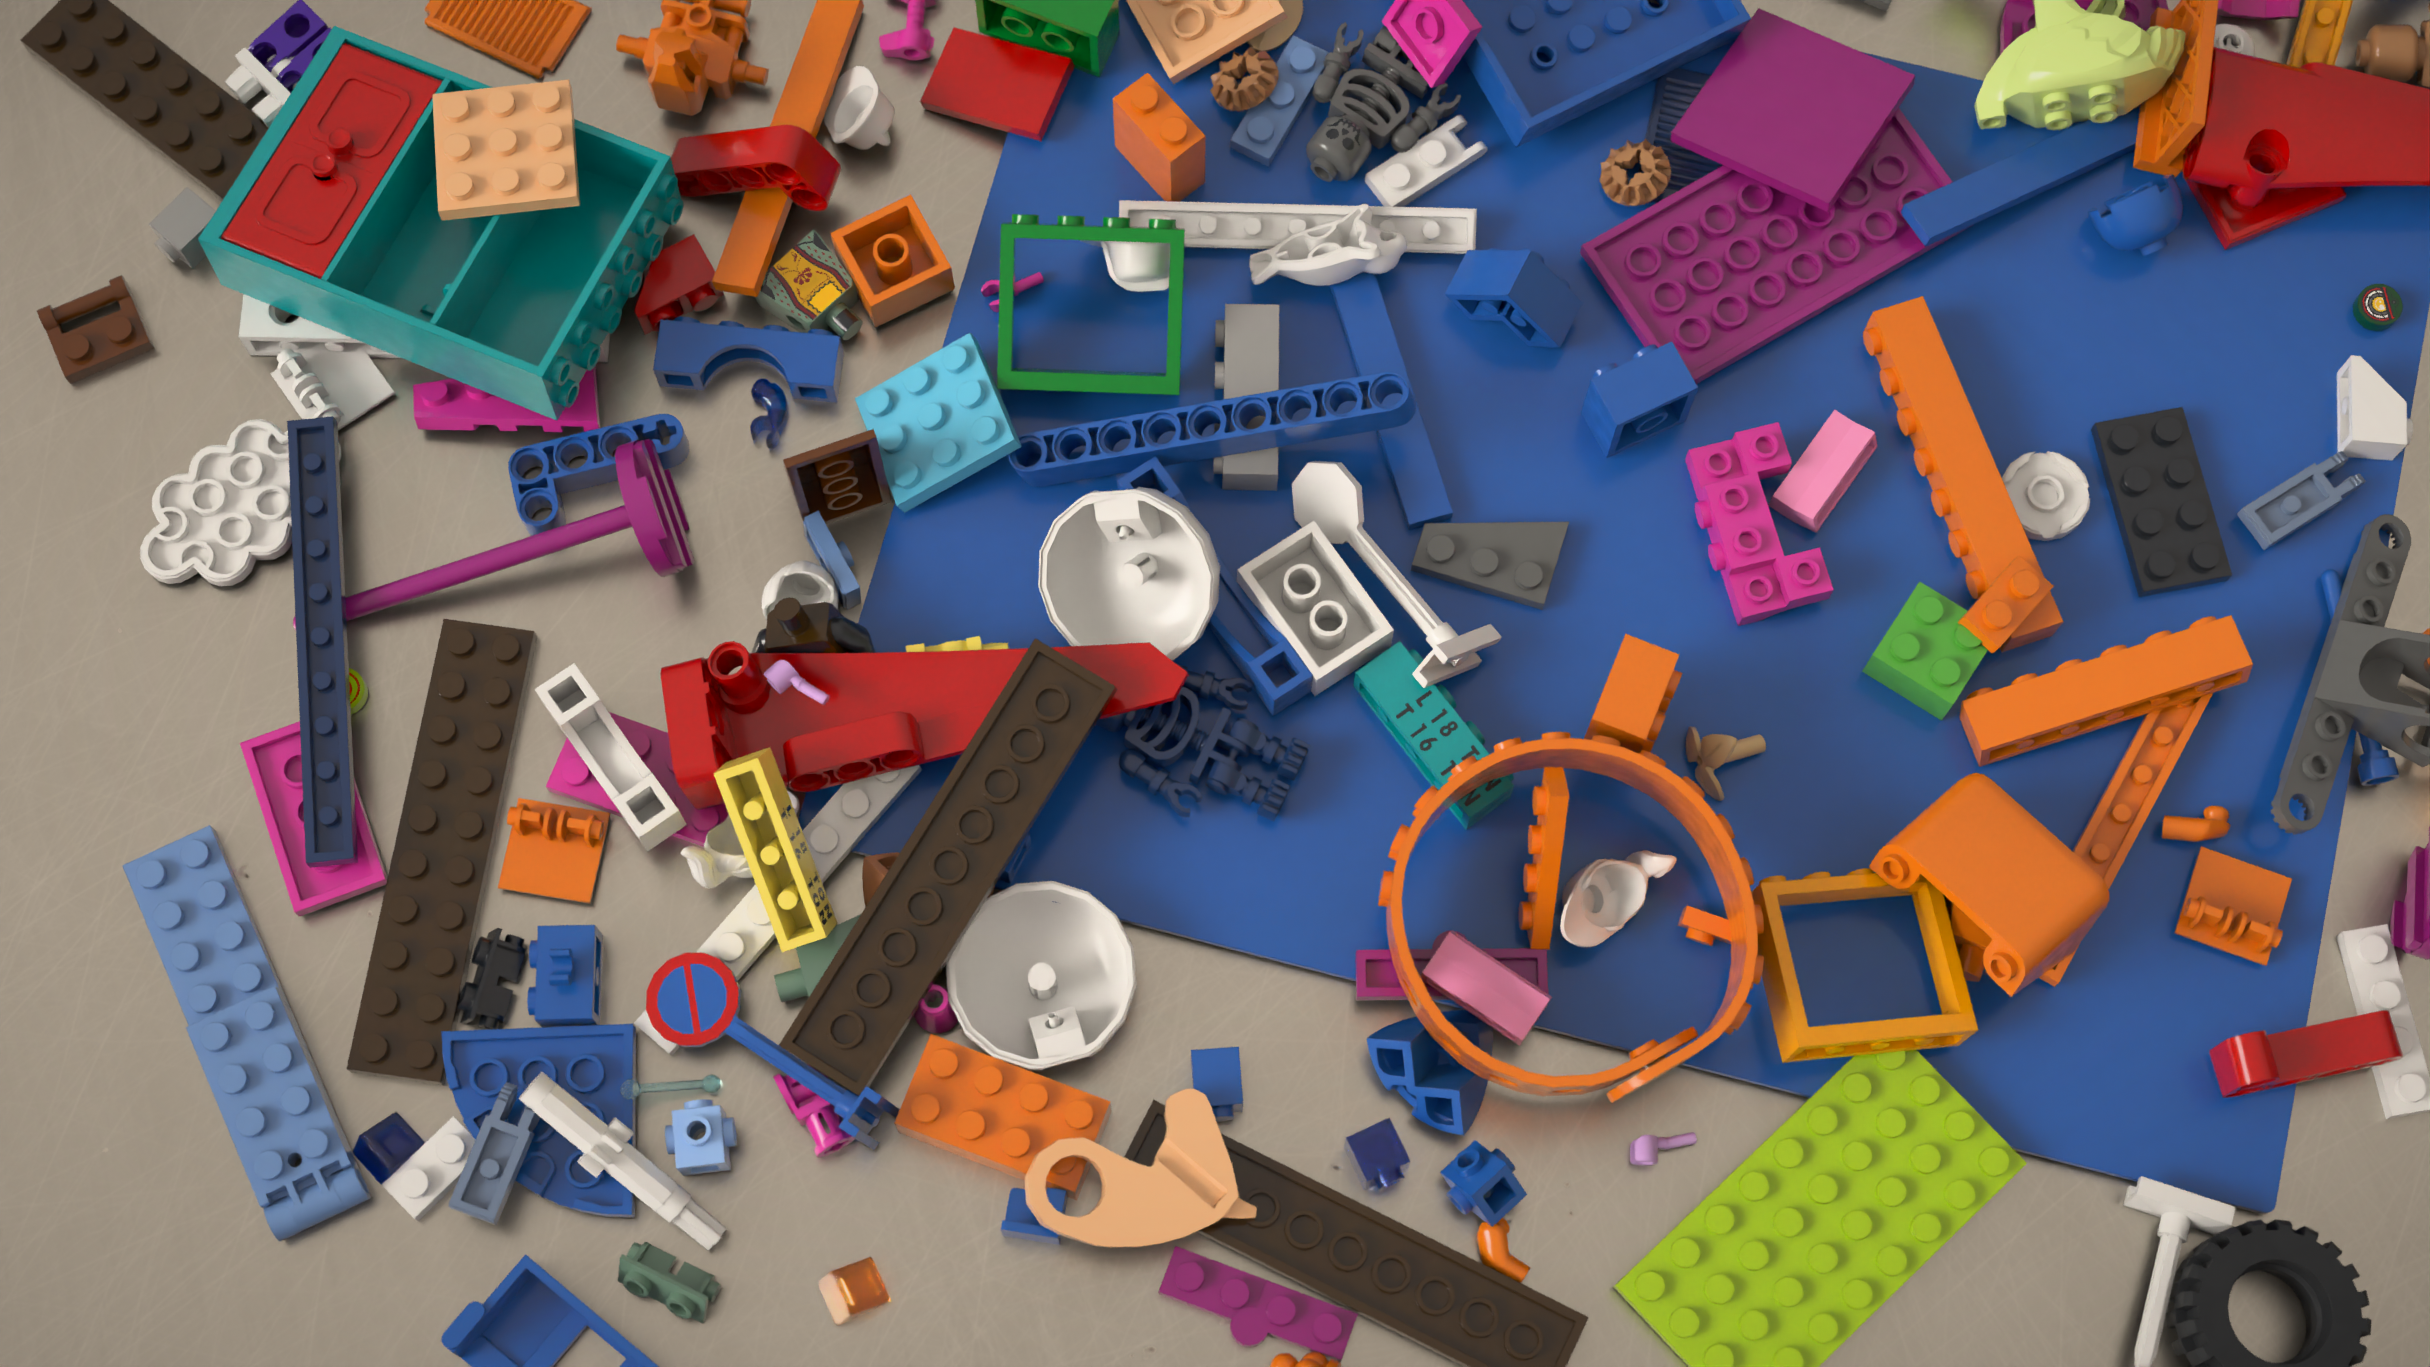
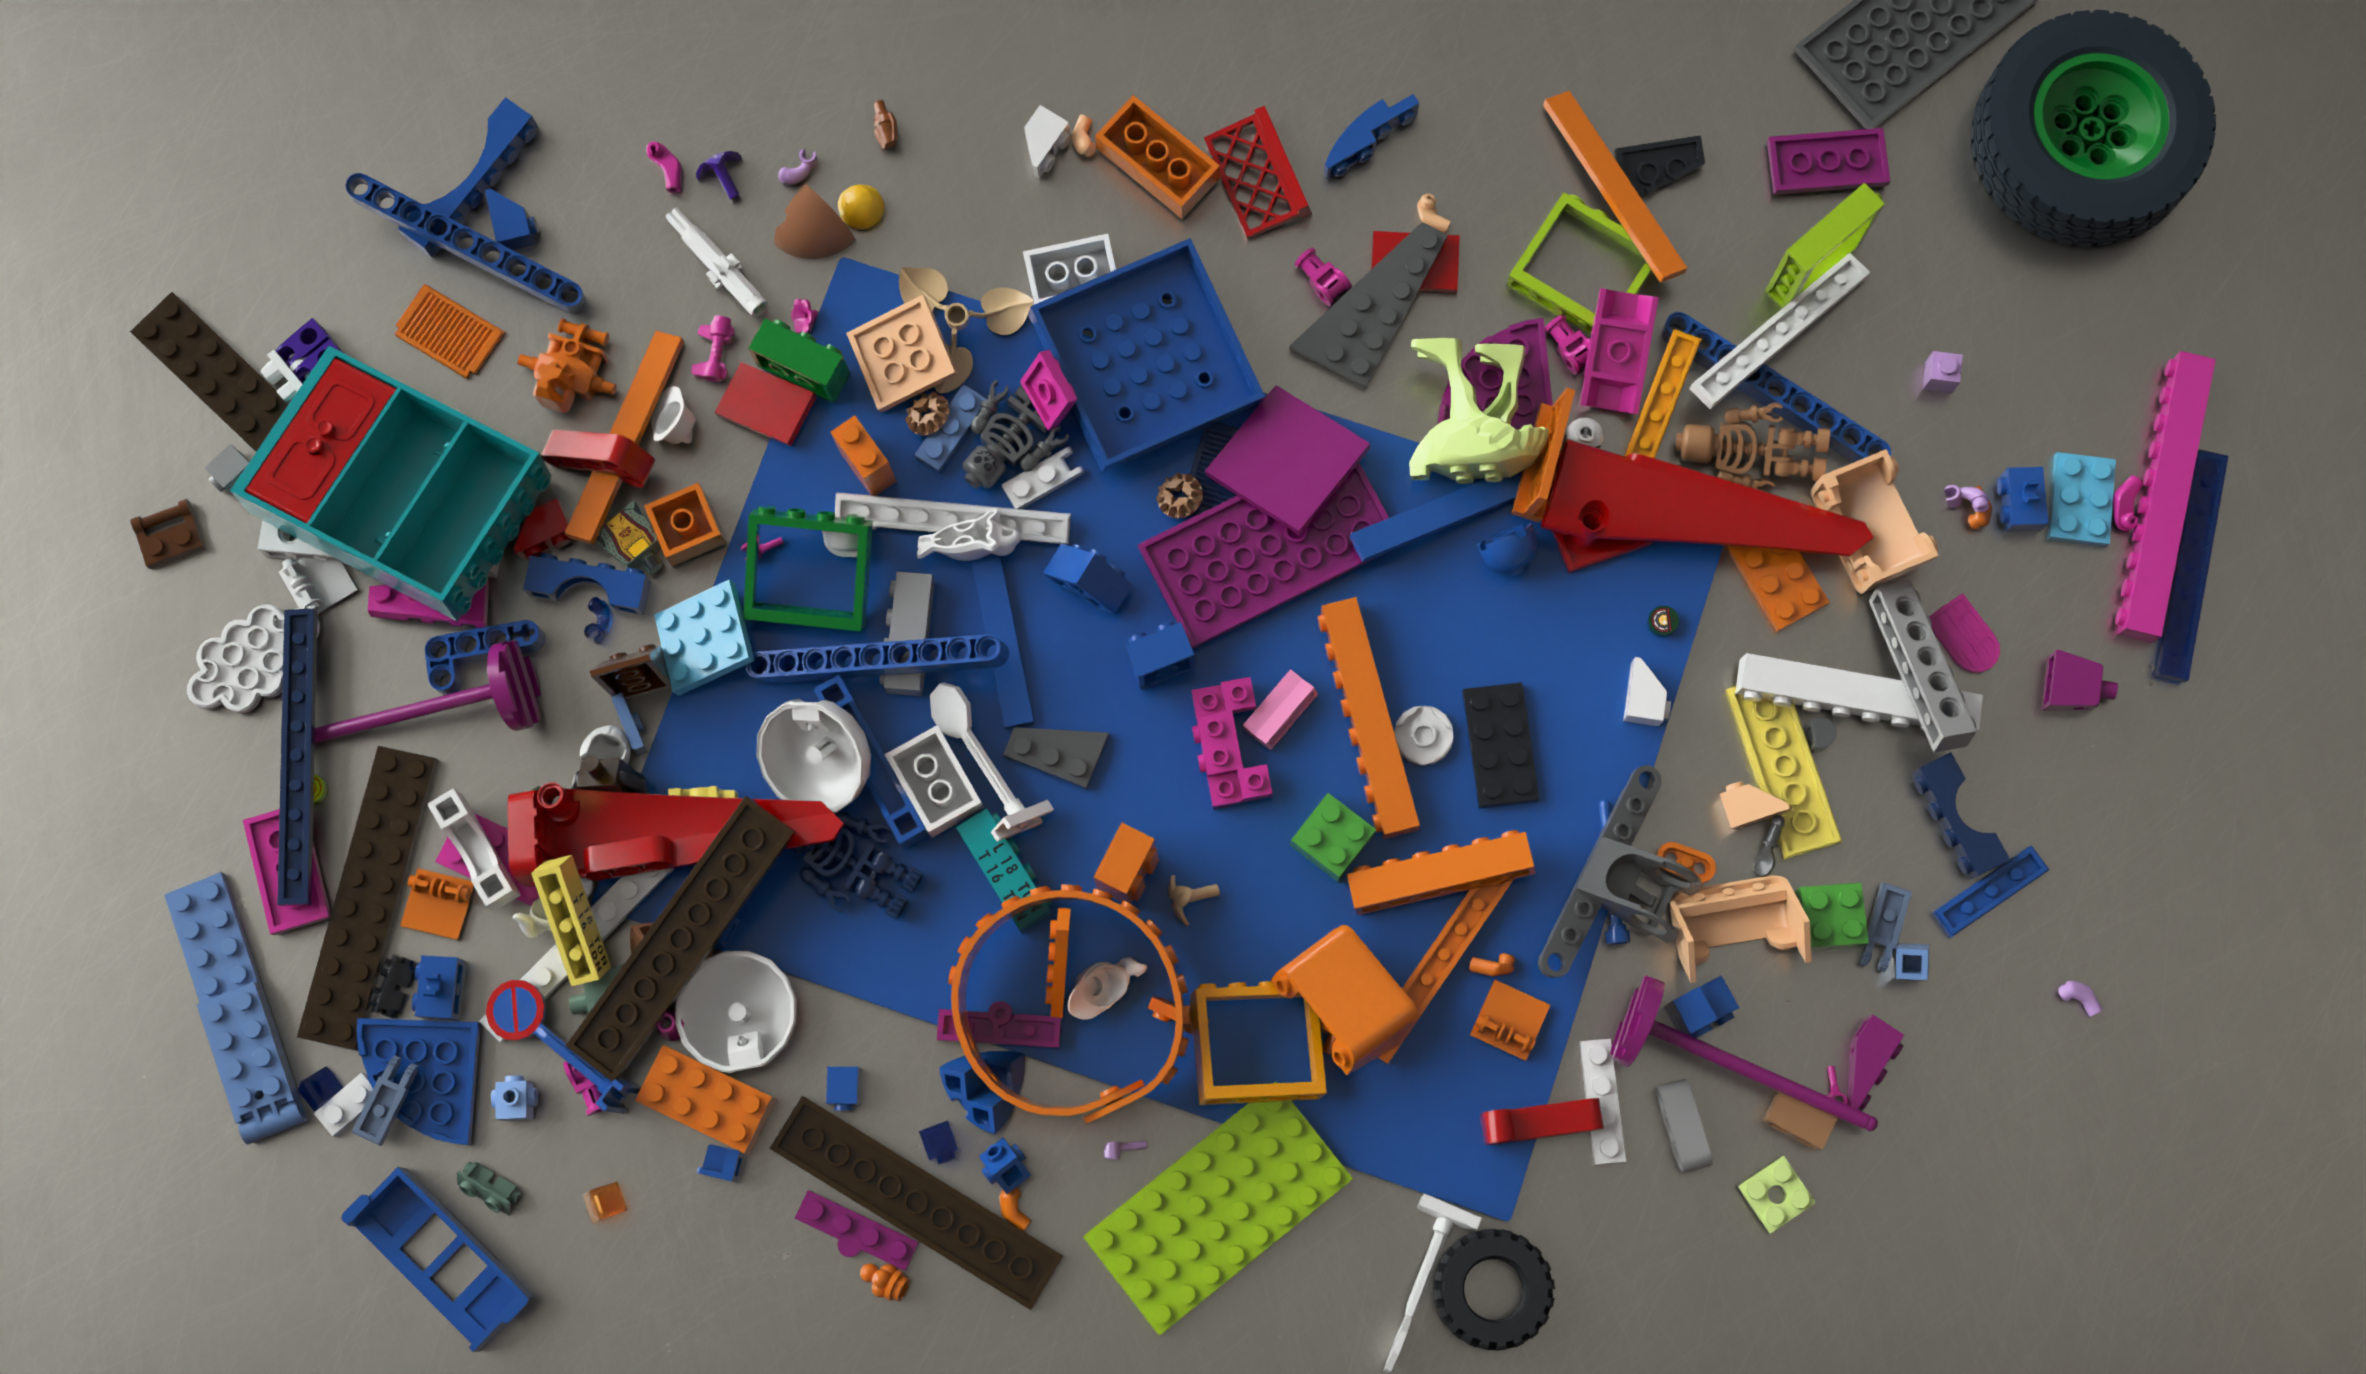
camera: 10 degrees right, 5 degrees up
(505, 150) = (432, 442): light nougat plate -> none
(608, 1149) = (453, 1103): white piece -> none
(631, 1088) = (473, 1064): clear light blue hinge -> none
(783, 675) = (585, 806): lavender hand -> none
(1145, 1205) = (794, 1165): light nougat animal -> none
(1485, 987) = (1018, 1039): bright pink piece -> none
(2006, 604) = (1381, 812): orange plate -> none
(2297, 501) = (1589, 751): sand blue hinge -> none

